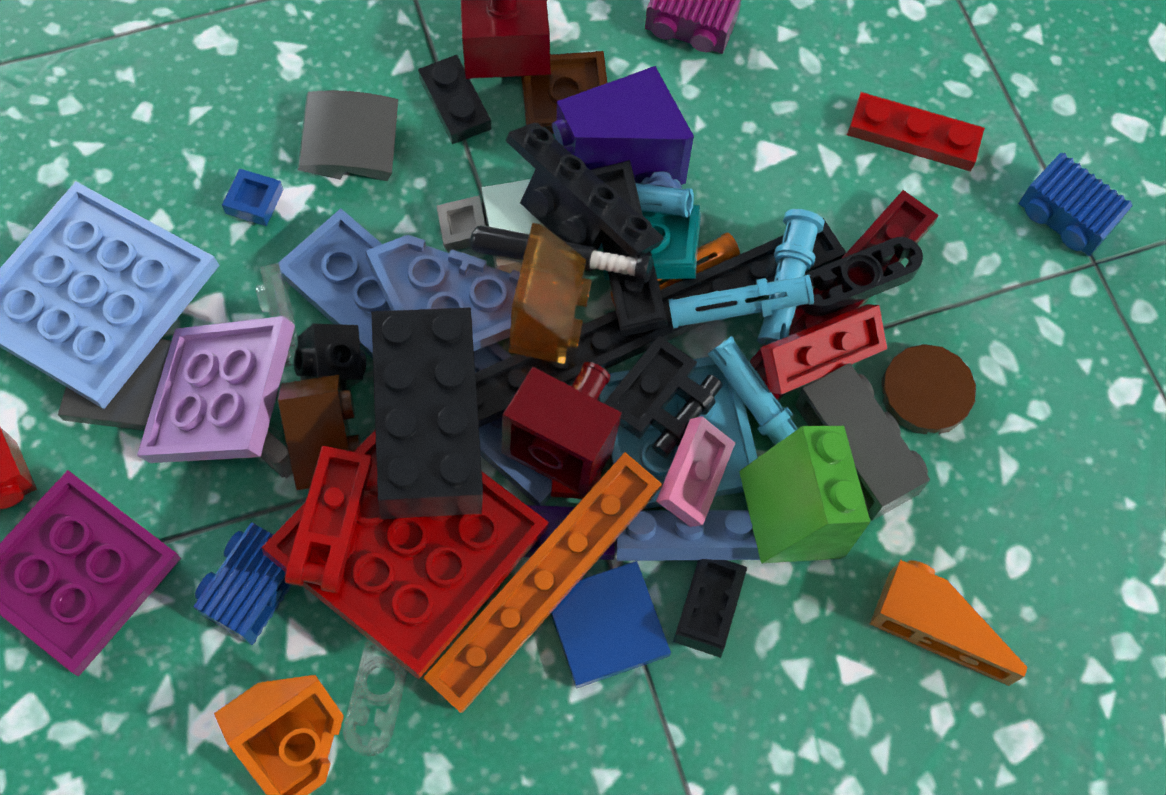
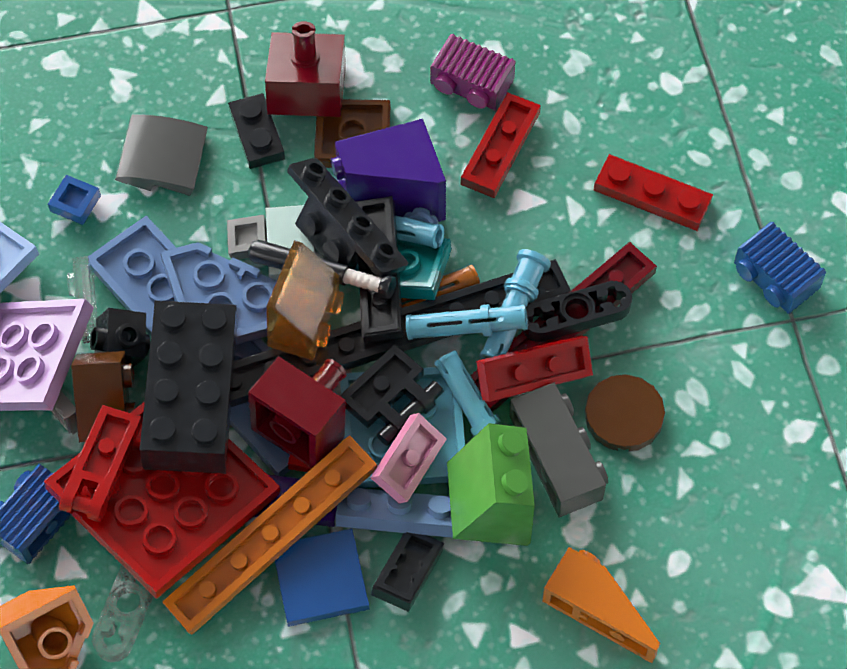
camera: 10 degrees right, 5 degrees down
(737, 92) = (500, 145): none -> red plate

